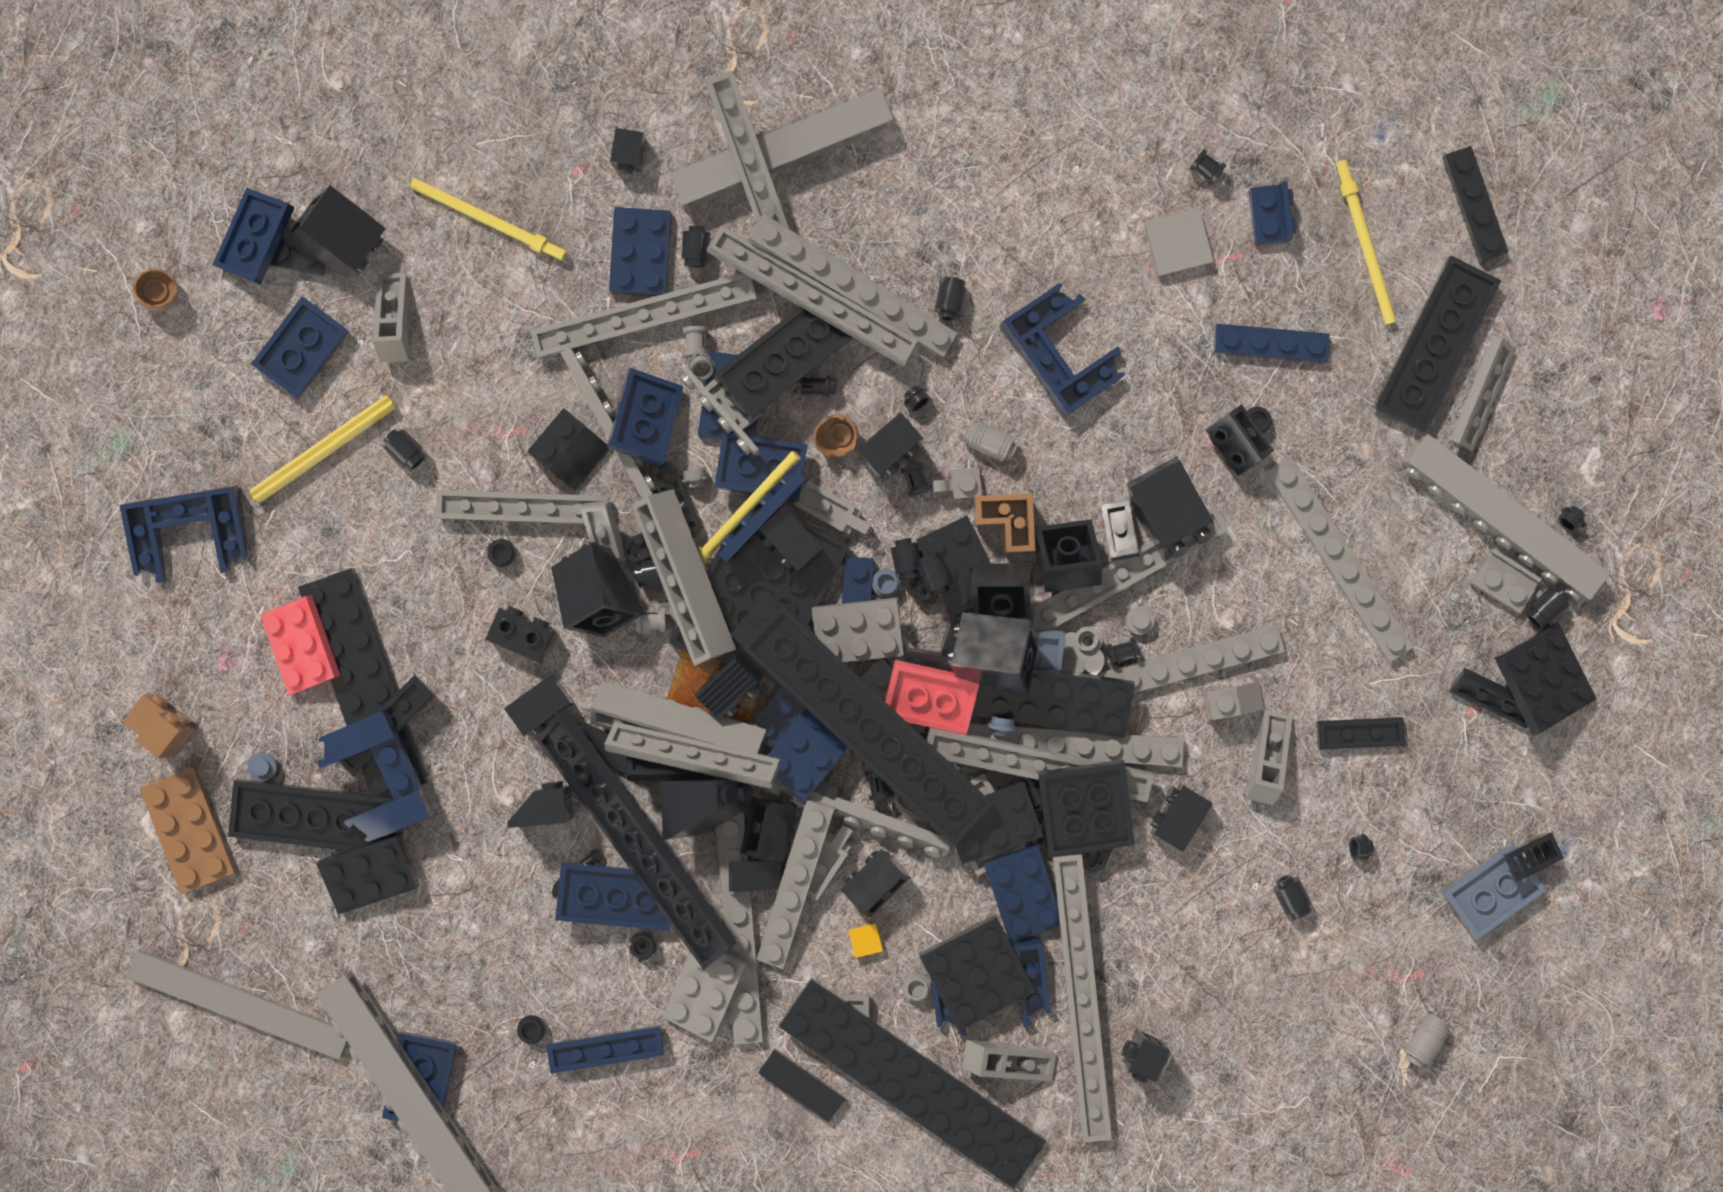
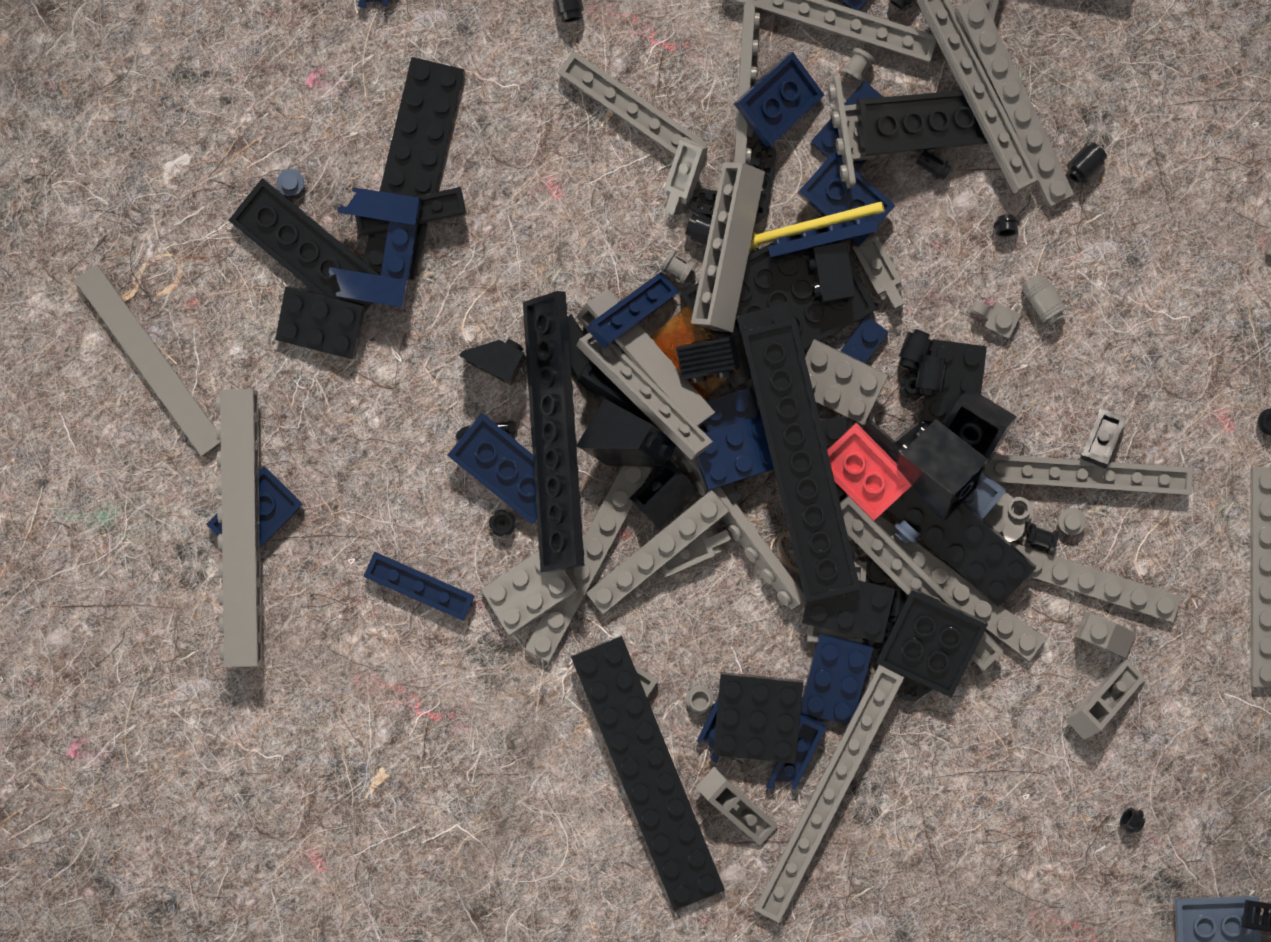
camera: 40 degrees right, 0 degrees up
(158, 726) = (229, 96): medium nougat brick -> none
(188, 830) = (198, 195): medium nougat plate -> none
(300, 645) = (383, 104): coral plate -> none
(501, 553) = (592, 135): black plate -> none
(520, 634) = (565, 209): black brick -> none
(531, 1029) = (369, 531): black plate -> none
(539, 706) = (542, 276): black brick -> none
(569, 449) = (700, 86): black slope -> none
(594, 591) = (648, 213): black slope -> none
(635, 687) = (632, 310): none -> dark blue plate
(695, 477) = (786, 174): light grey plate -> none
(706, 371) = (856, 83): light grey plate -> none
(755, 875) = (630, 524): black tile -> none
(801, 1085) = (557, 717): black tile -> none
(836, 436) = (923, 214): medium nougat hair -> none
(865, 940) = (683, 634): yellow tile -> none
(875, 882) = (722, 592): black brick -> none
(878, 787) = (775, 517): black bush -> none
(886, 583) = (885, 358): sand blue plate -> none
(890, 447) = (961, 250): black brick -> none
(916, 479) = (964, 291): black bush -> none
(1011, 512) = (1025, 370): medium nougat brick -> none
(1026, 332) = (1130, 229): dark blue wedge -> none
(1068, 556) = (1048, 430): black brick -> none
(1145, 1056) = (849, 872): black brick -> none
(1170, 509) = (1156, 445): black slope -> none
(1180, 817) = (1002, 700): black brick -> none
(1239, 440) = (1247, 427): black brick -> none
(1292, 896) = (1051, 823): black brick -> none
(1360, 733) = (1191, 728): black tile -> none

